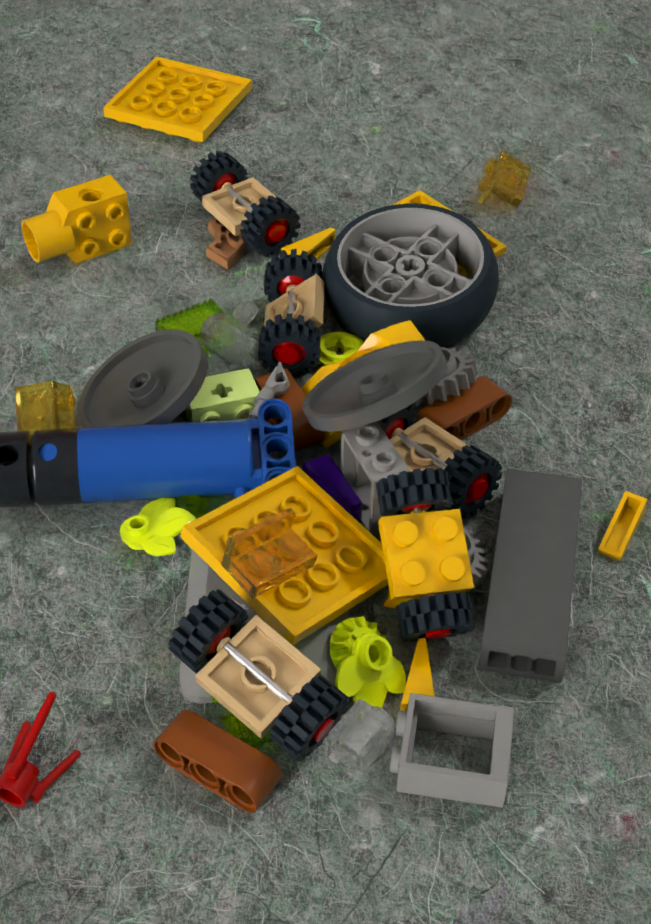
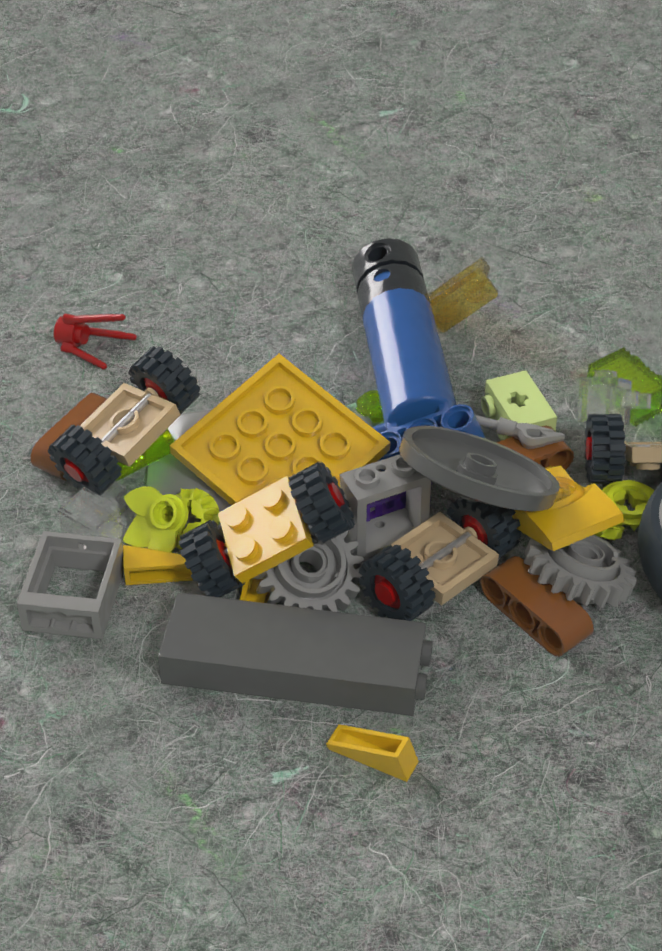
camera: 90 degrees right, 0 degrees up
(145, 381) = (514, 345): dark grey dish -> none
(155, 527) = (344, 381): neon yellow plate -> none
(267, 553) = (251, 412): clear yellow bracket -> none

